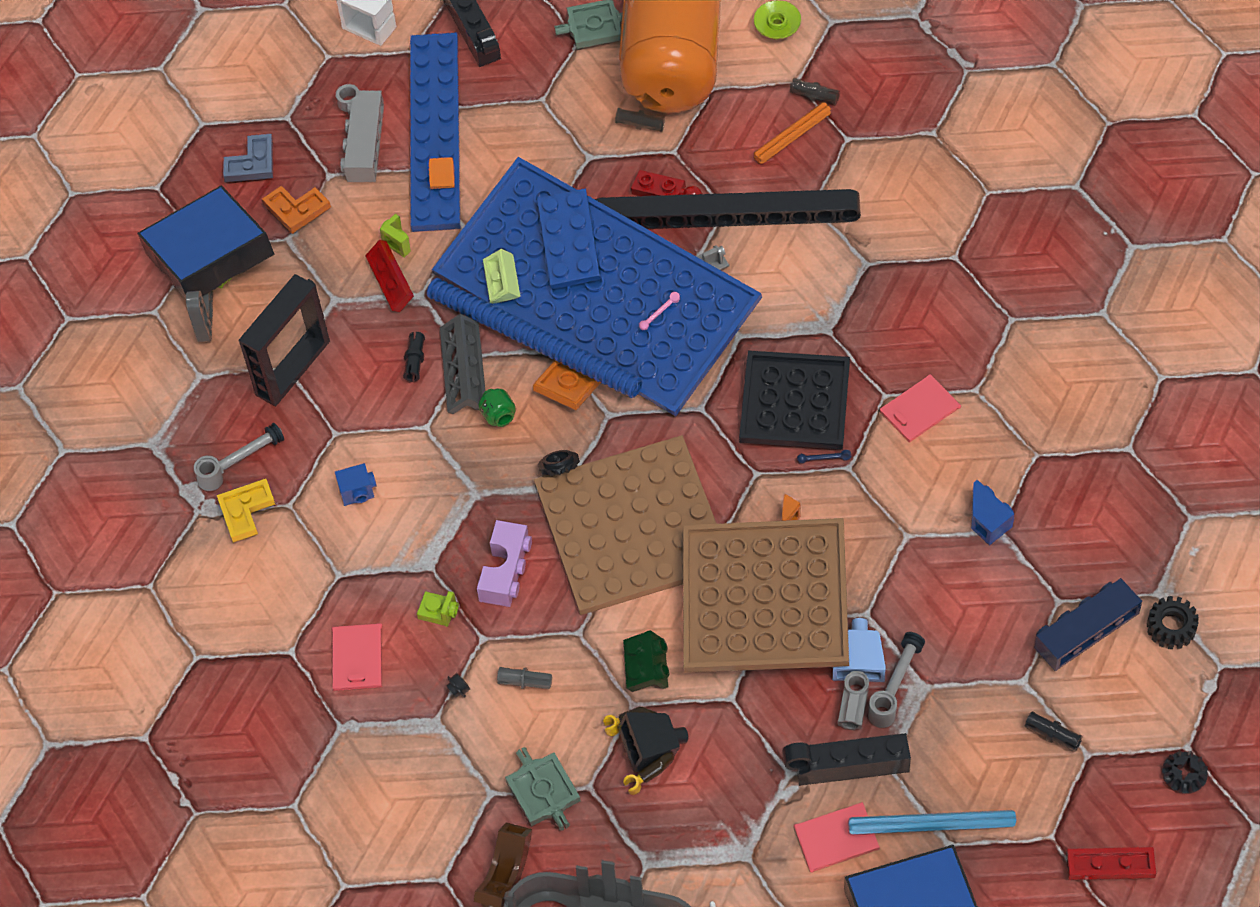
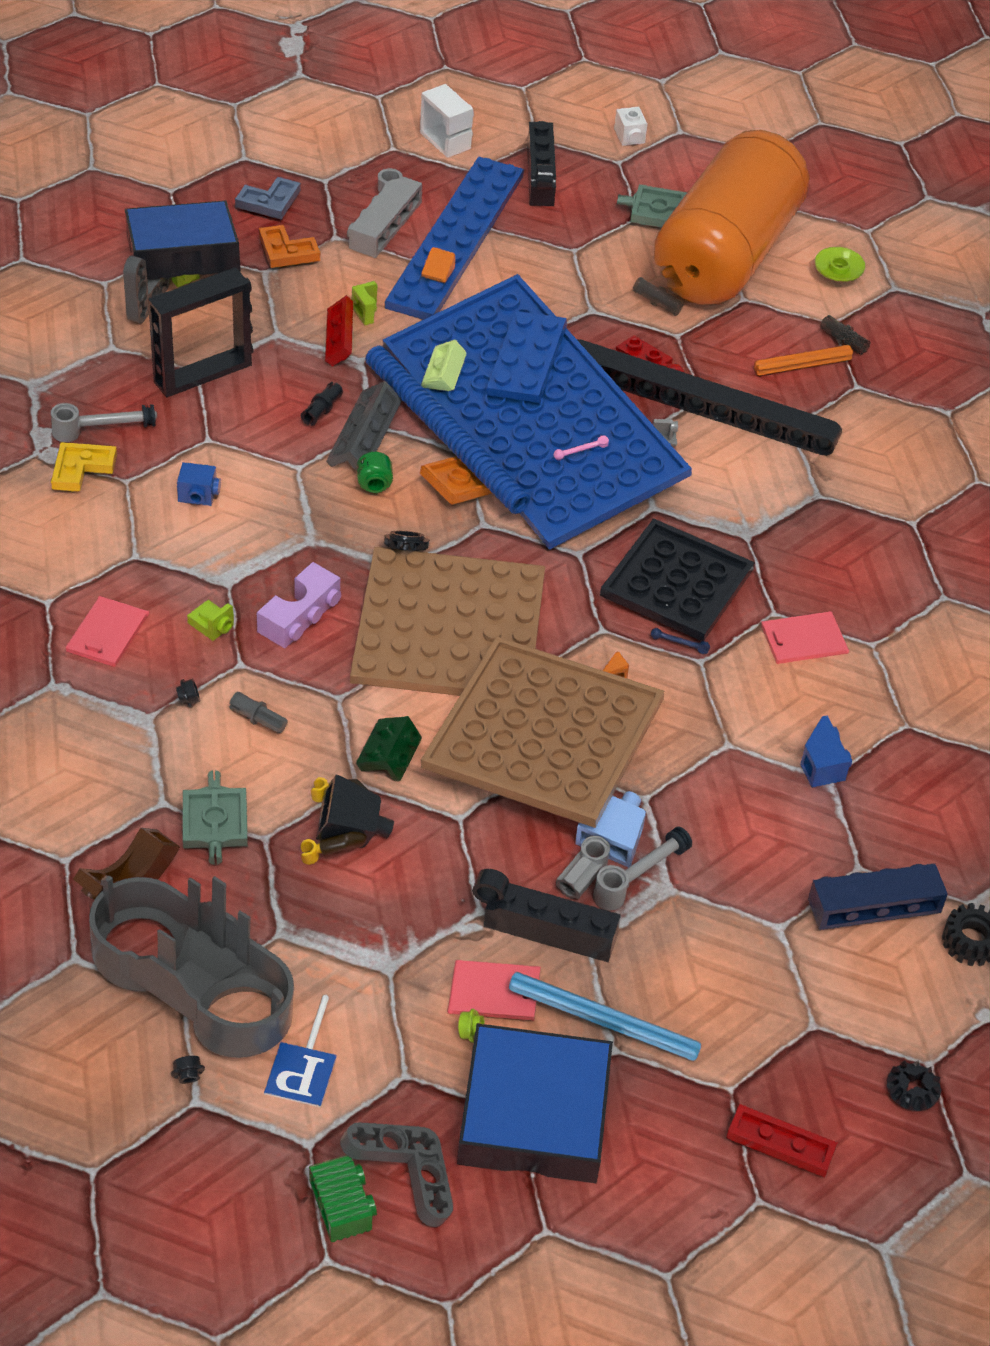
camera: 15 degrees right, 10 degrees down
(835, 876) = (468, 1023): none -> lime plate
(1053, 731) = (786, 985): black pin -> none

